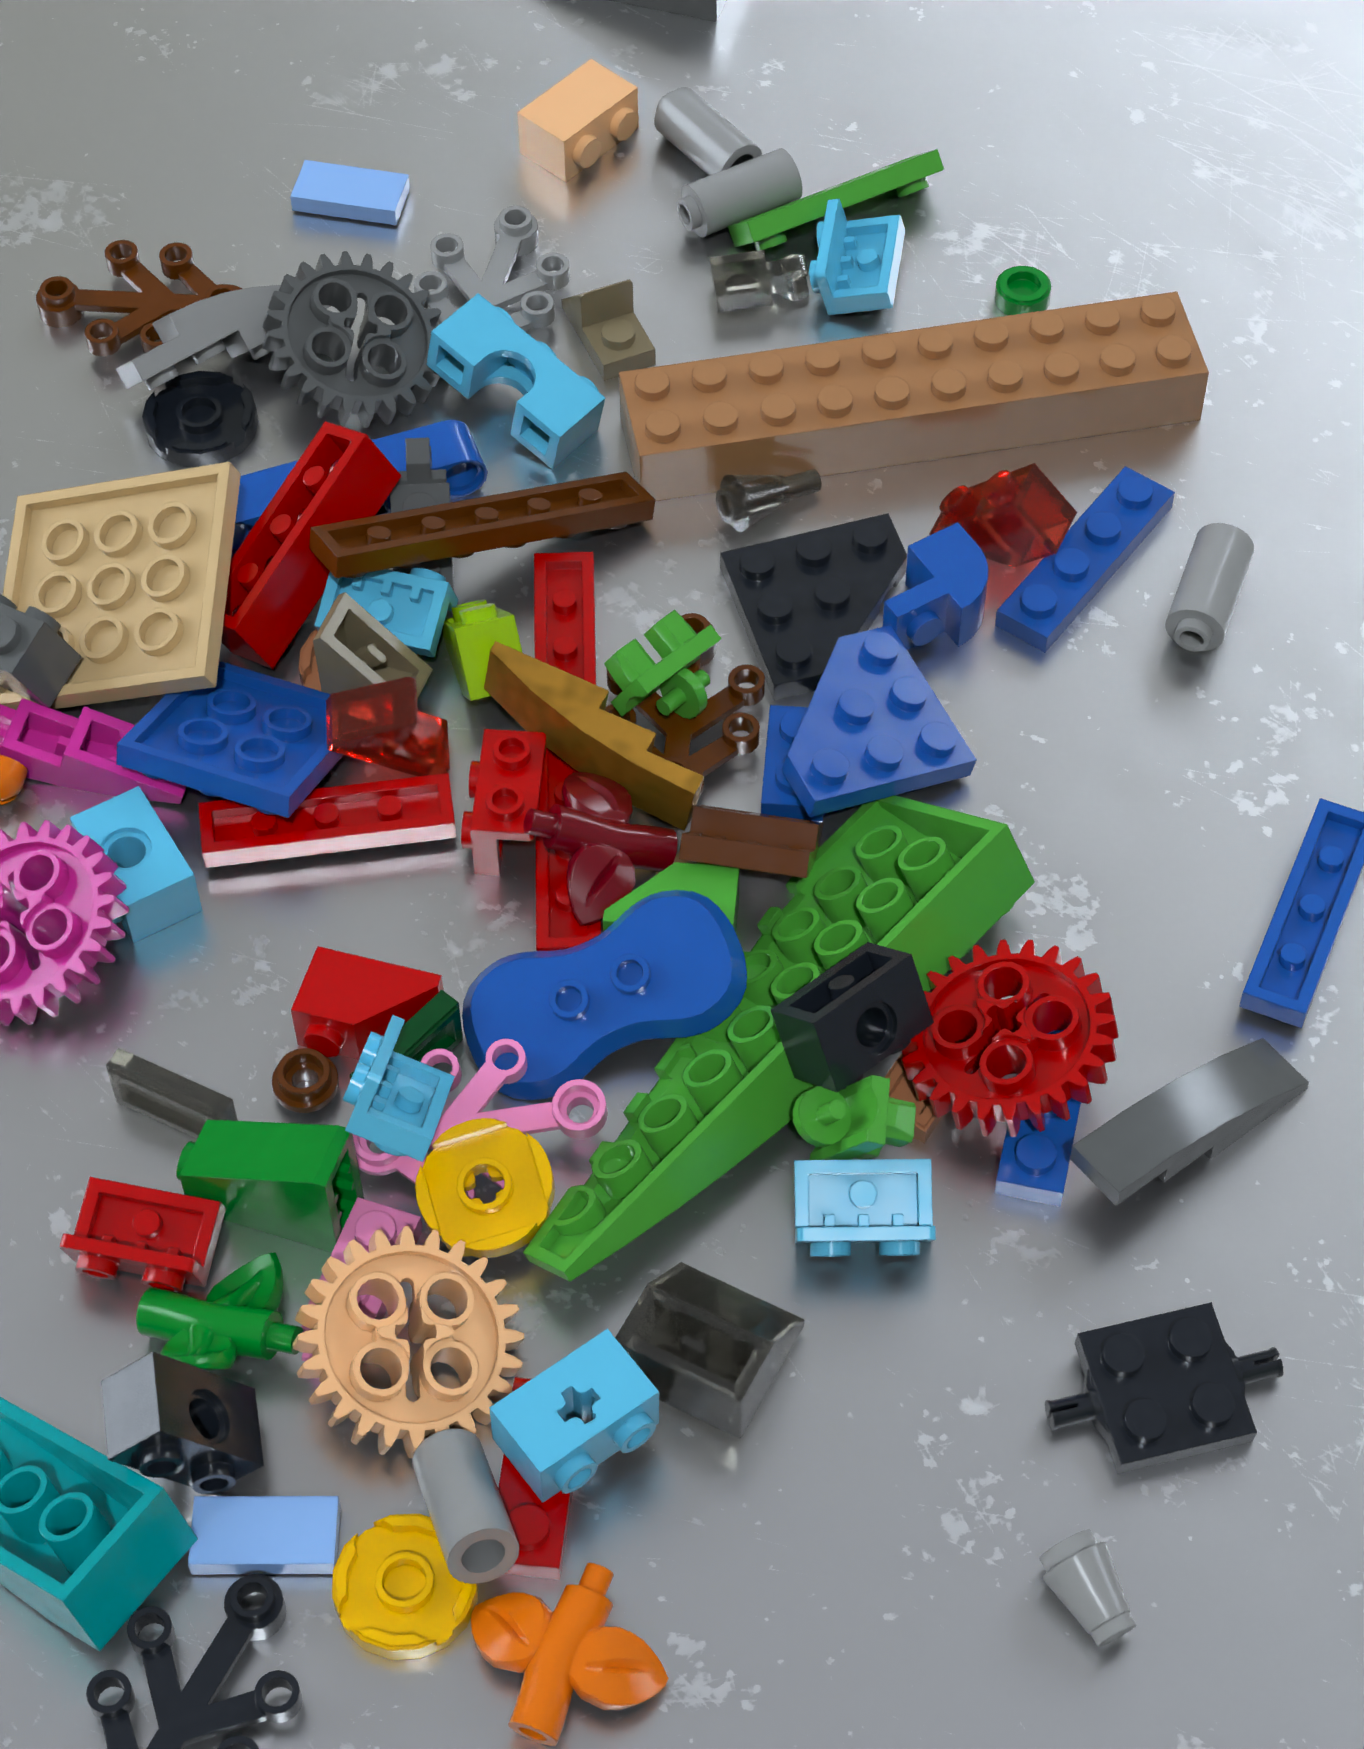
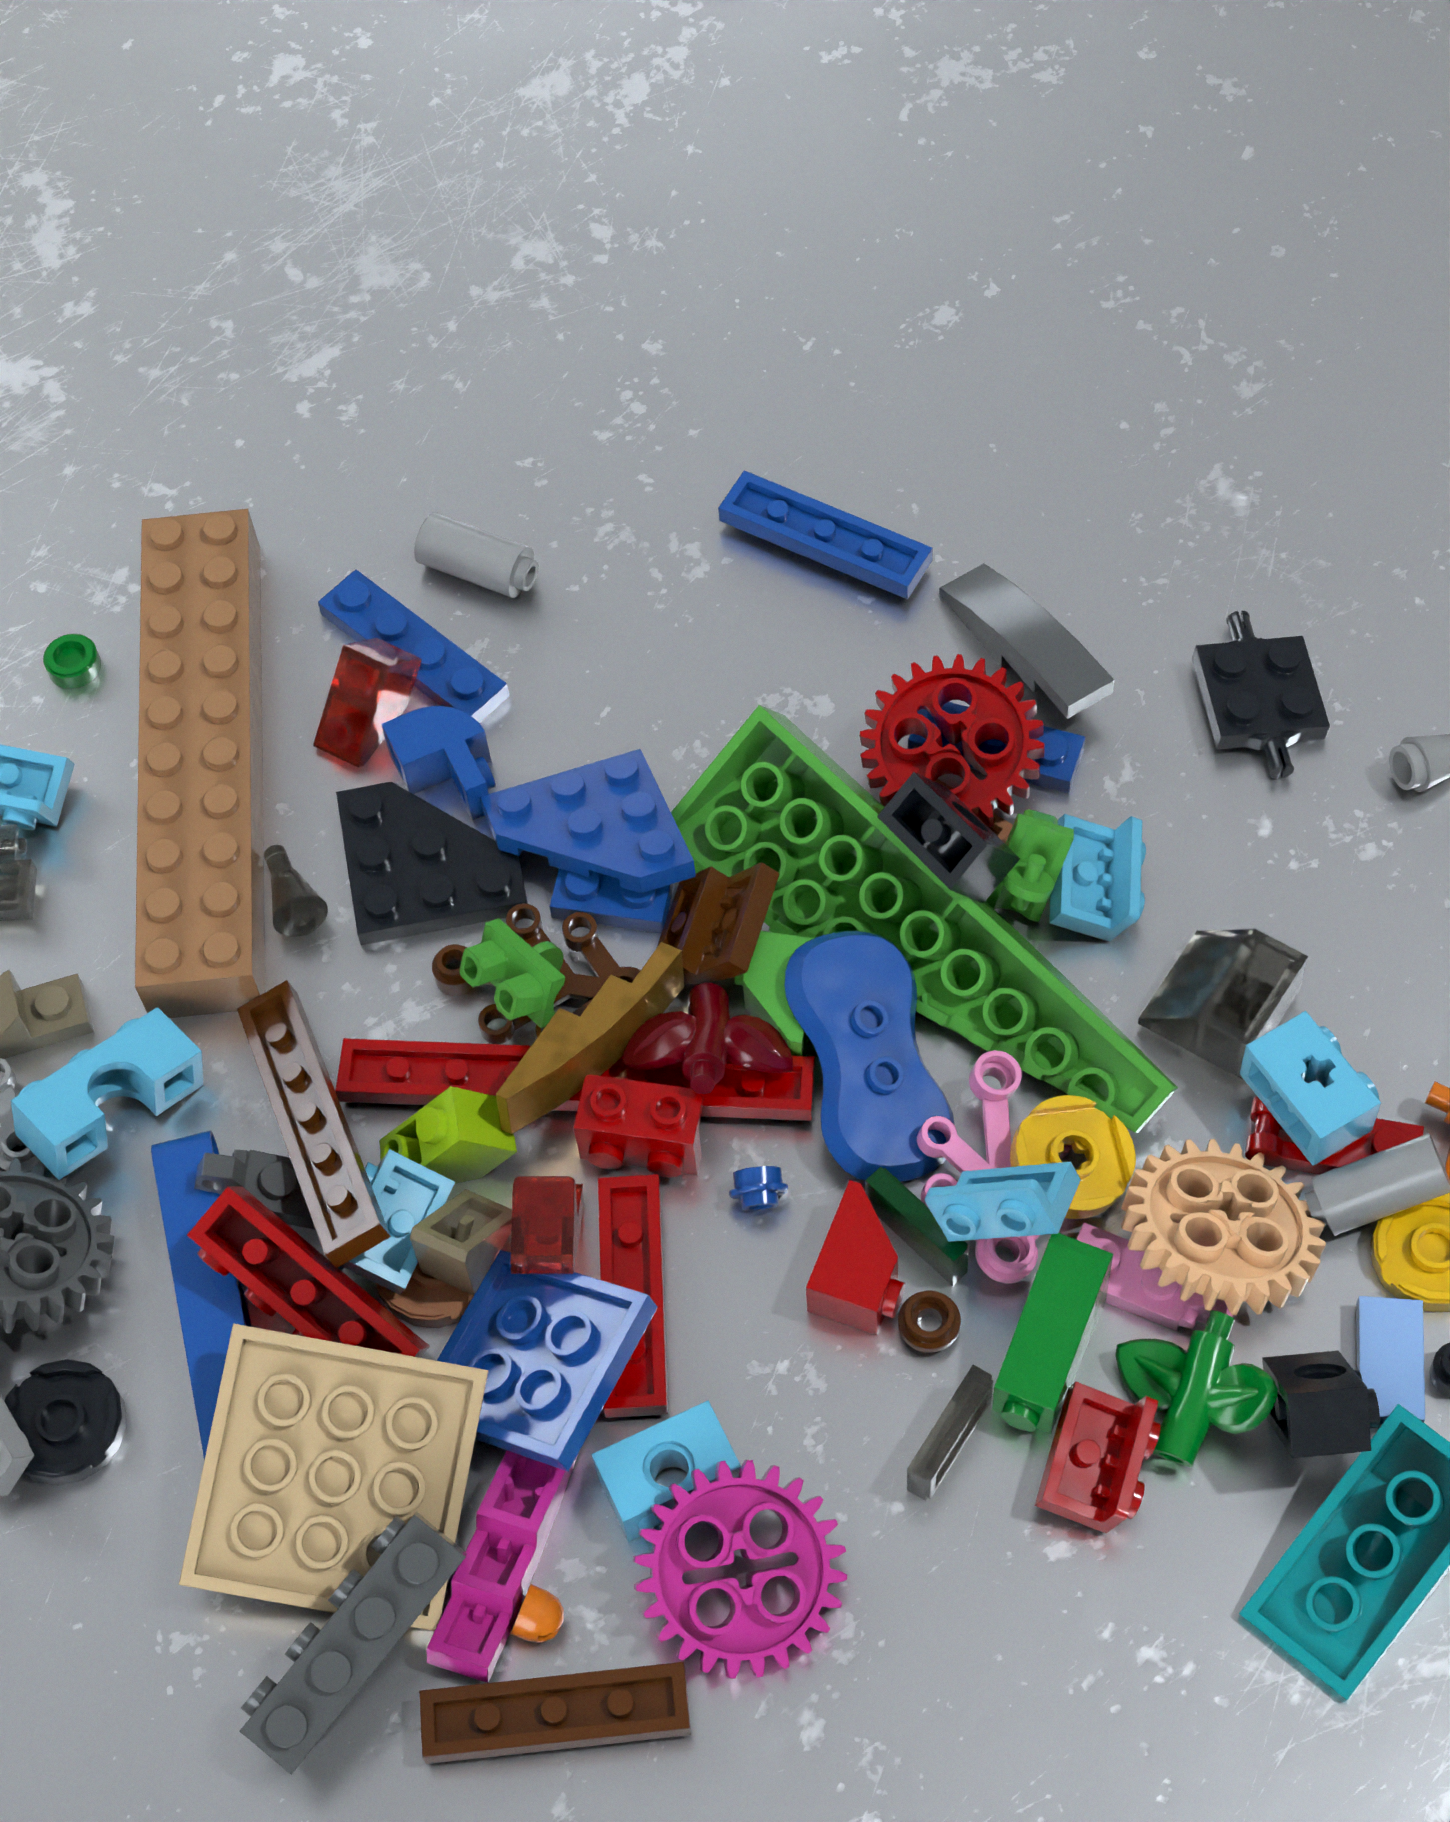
camera: 80 degrees left, 5 degrees up
(450, 916) = (758, 1187): none -> blue plate

